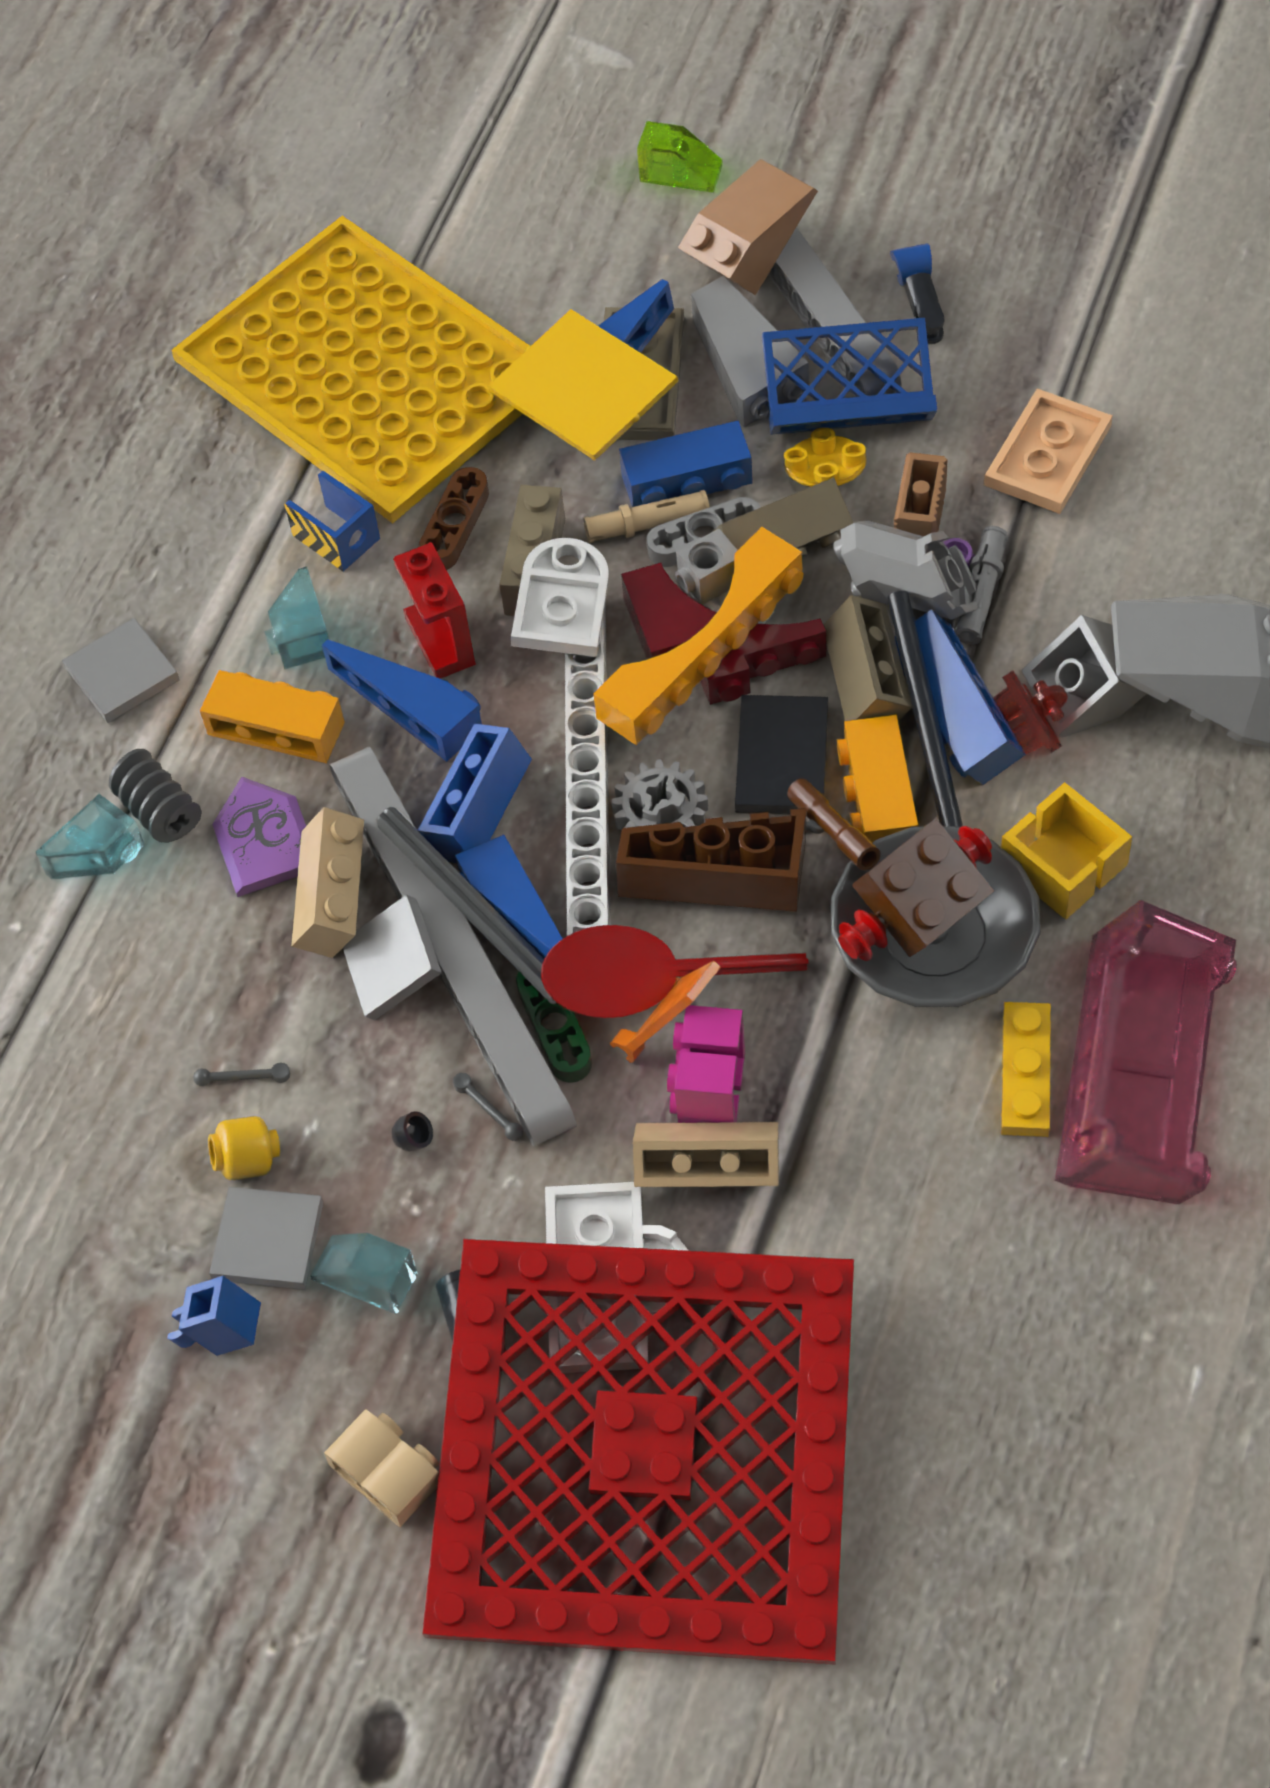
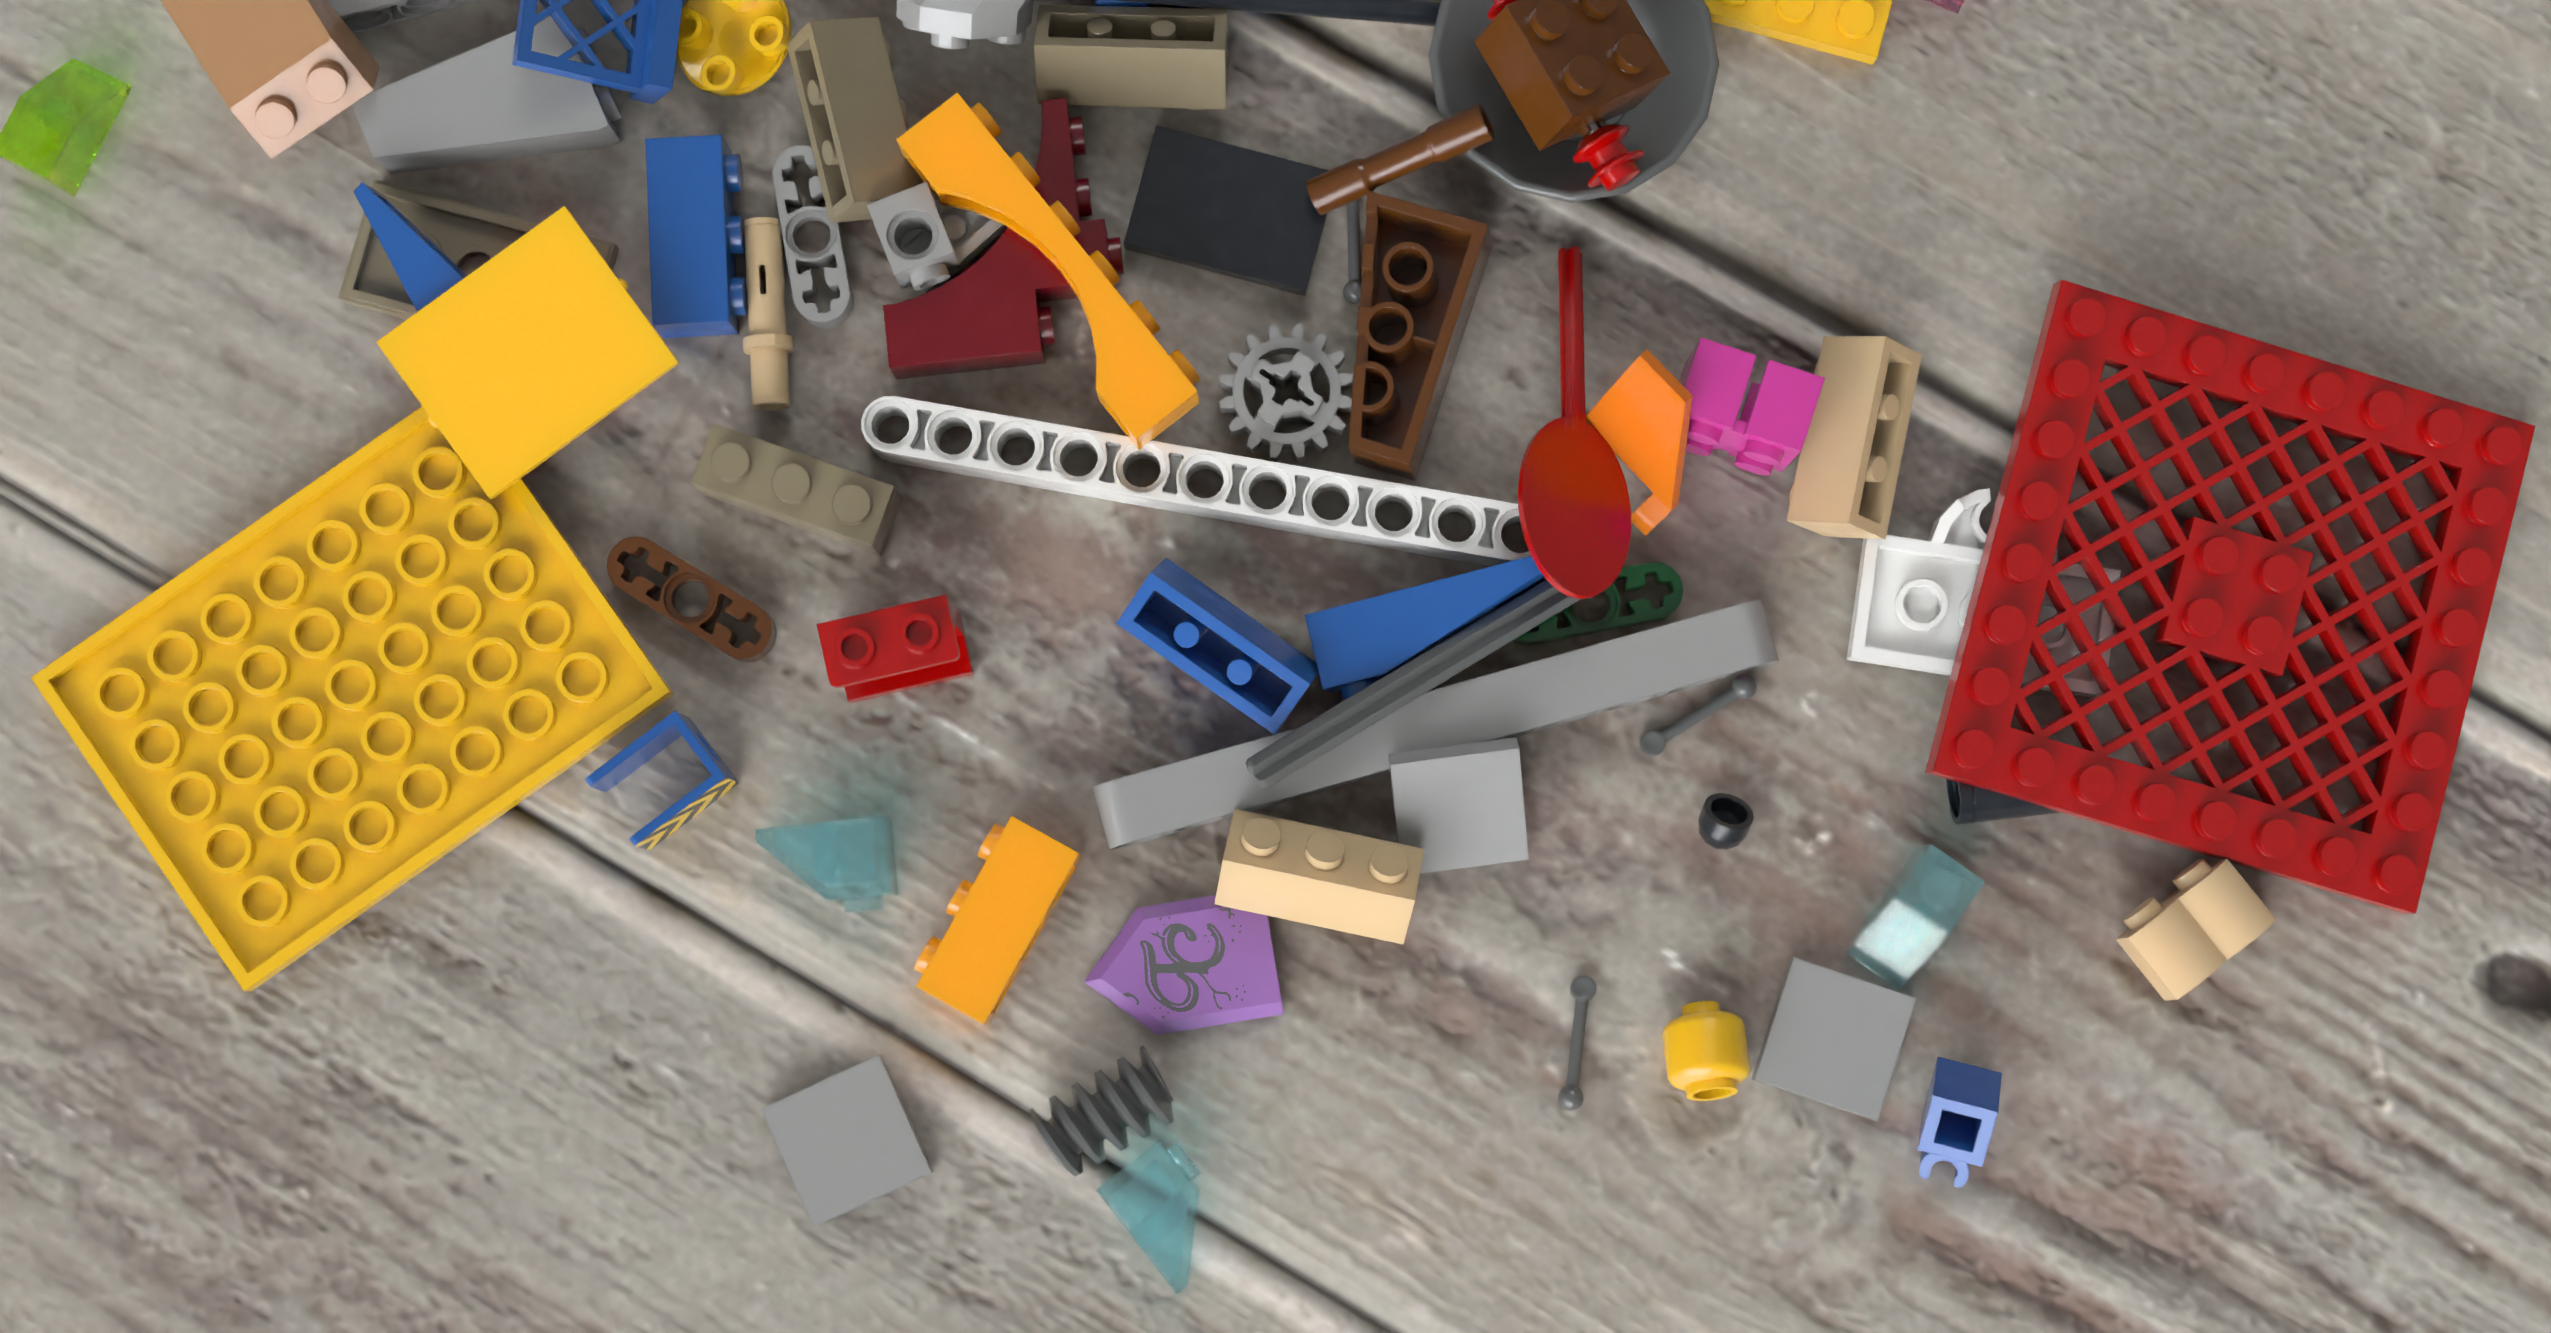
camera: 85 degrees left, 25 degrees up
(416, 701) = (1035, 697): blue slope -> none
(560, 603) = (936, 458): white plate -> none
(876, 777) = (1324, 88): light orange brick -> none

